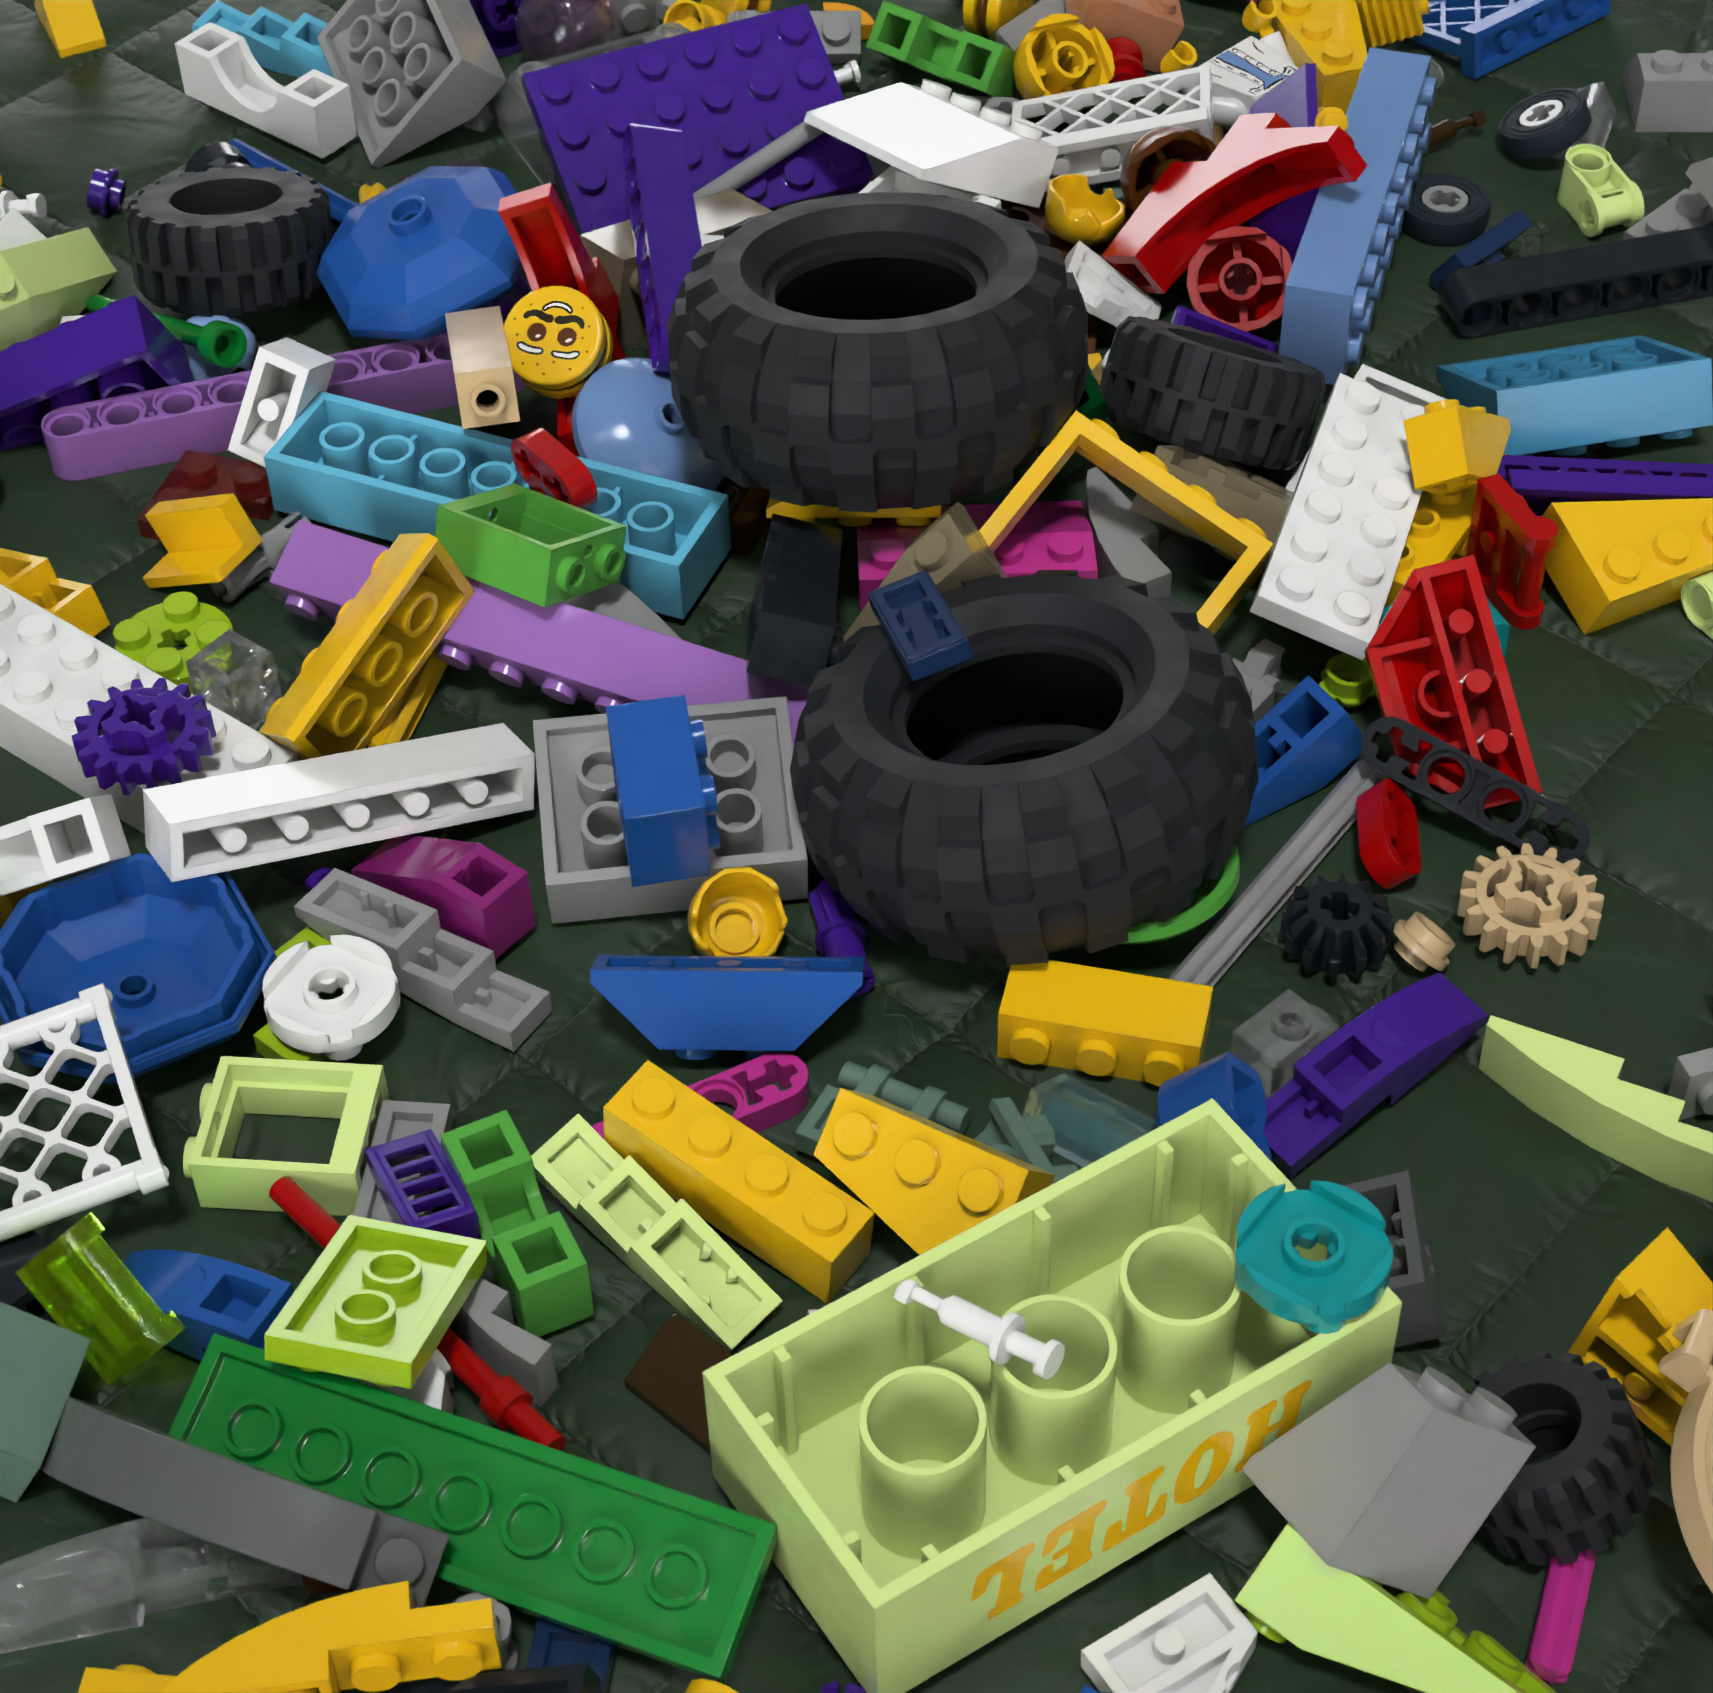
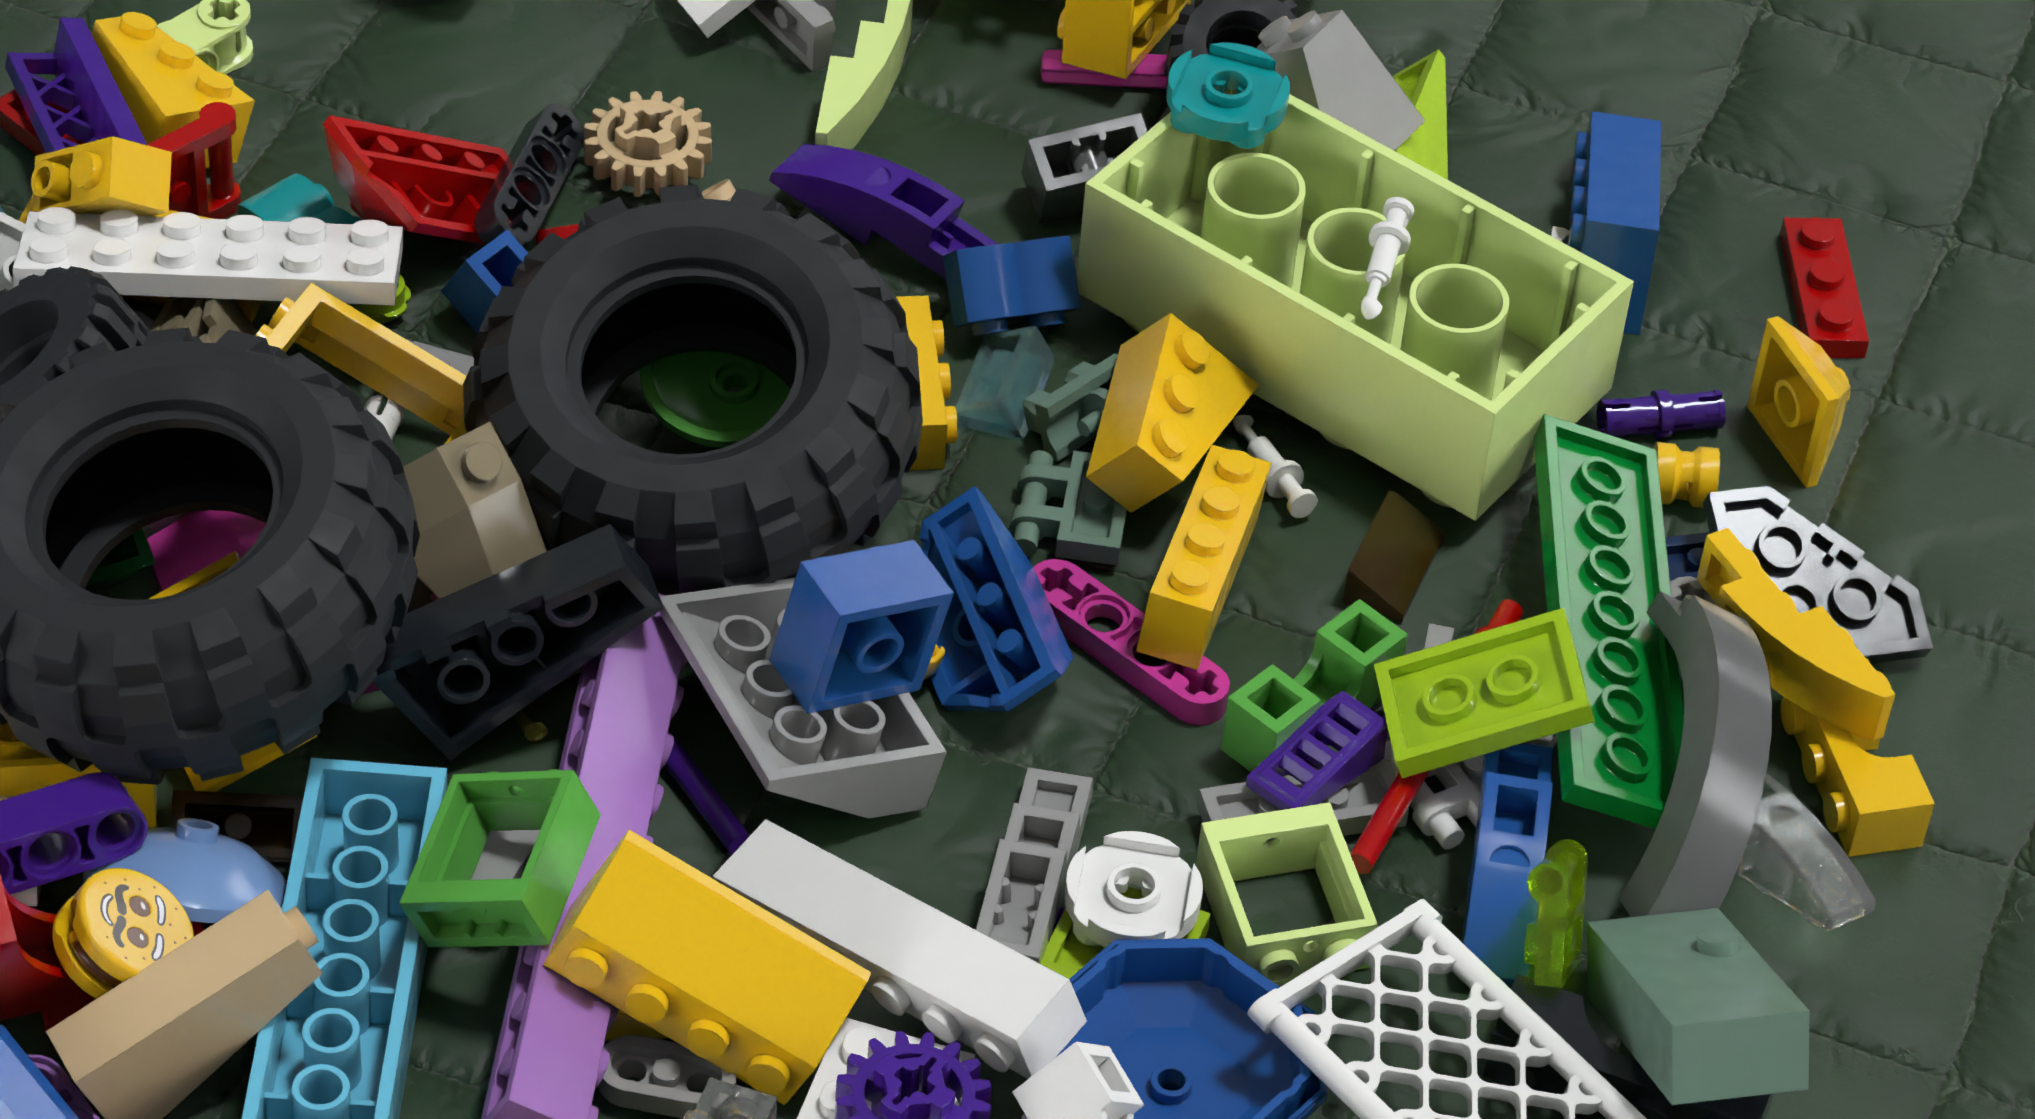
camera: 115 degrees left, 0 degrees up
(468, 884) = (951, 840): magenta slope -> none
(553, 469) = (354, 887): red beam -> none
(654, 1234) = (1265, 615): yellowish green slope -> none
(920, 625) = (621, 430): dark blue plate -> none
(1280, 1038) = (895, 254): clear brick -> none

